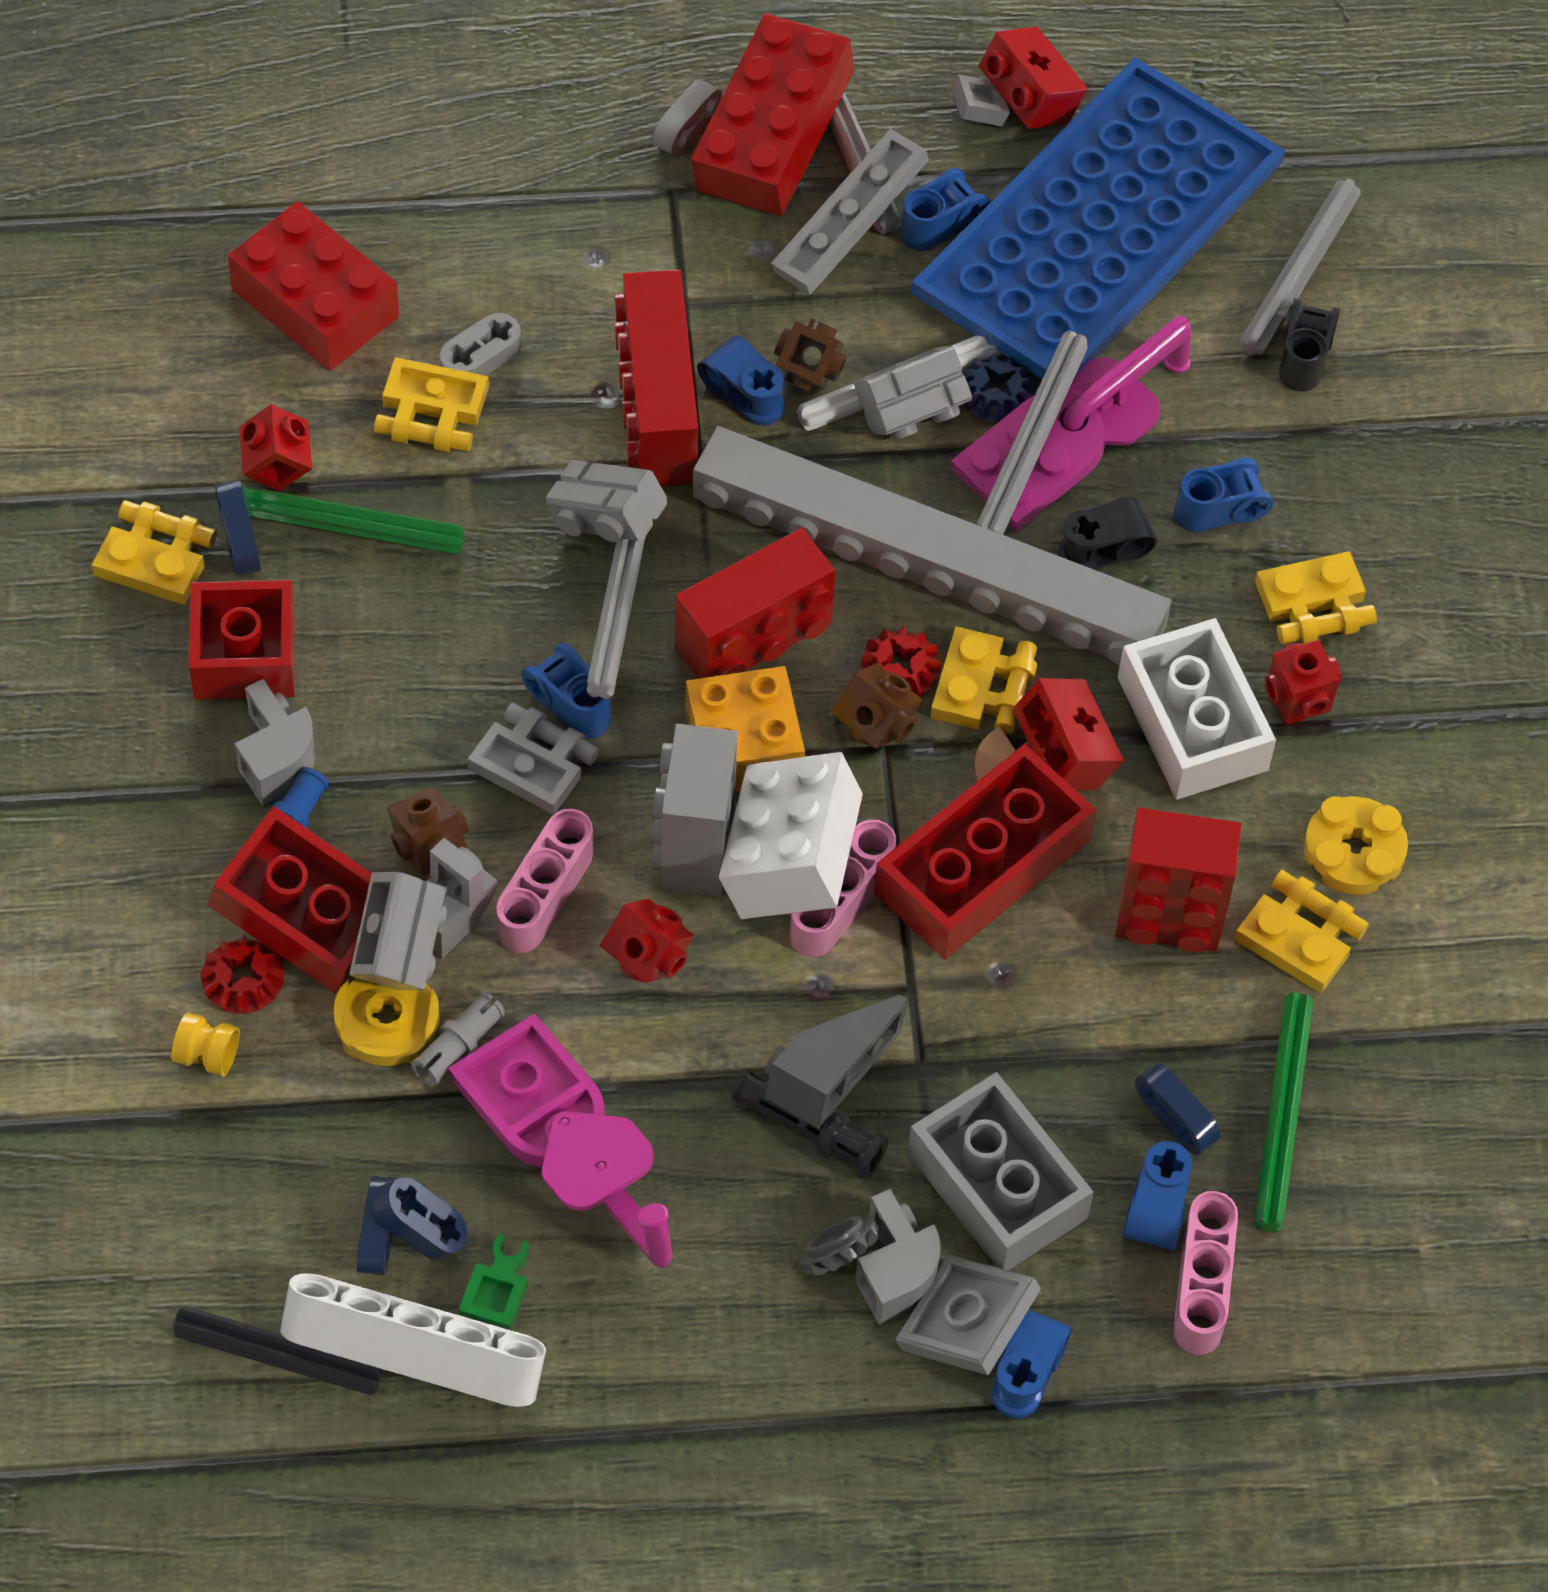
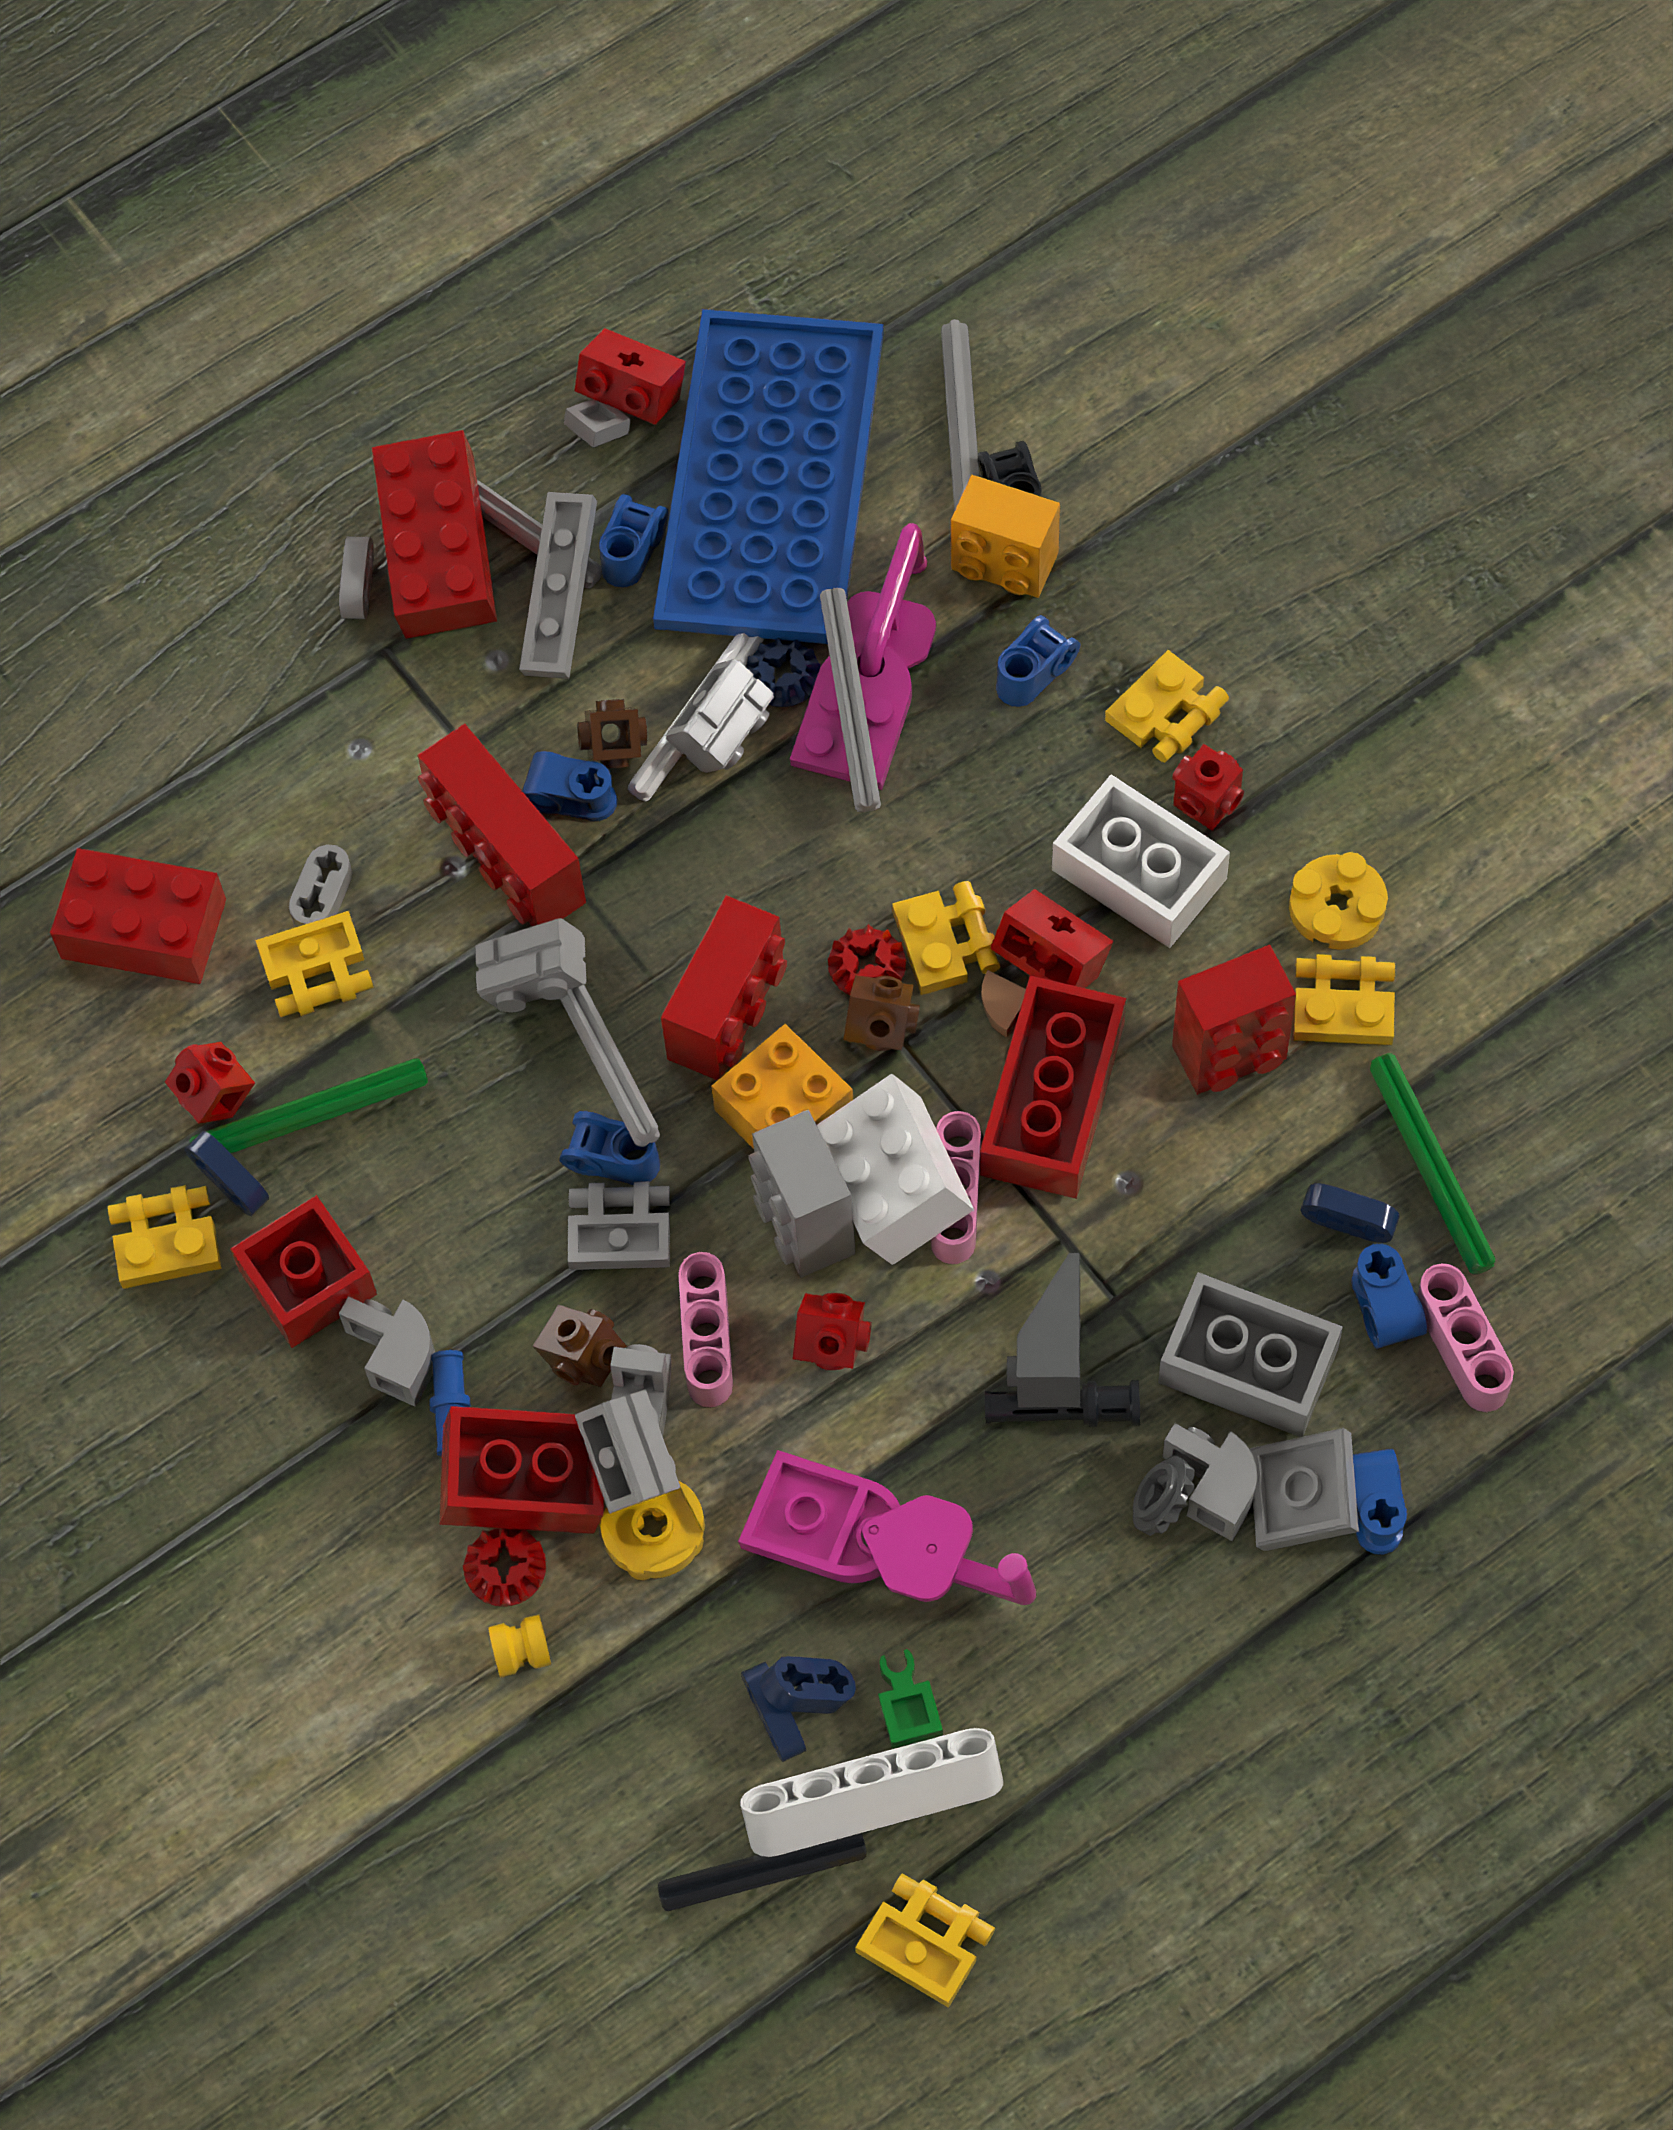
camera: 25 degrees left, 5 degrees up
(357, 1498) = (916, 1952): none -> yellow plate
(458, 1038) = (727, 1510): light grey pin -> none
(927, 546) = (823, 847): light grey brick -> none
(1109, 532) = (962, 752): black piece -> none
(1265, 376) = (1004, 536): none -> light orange brick

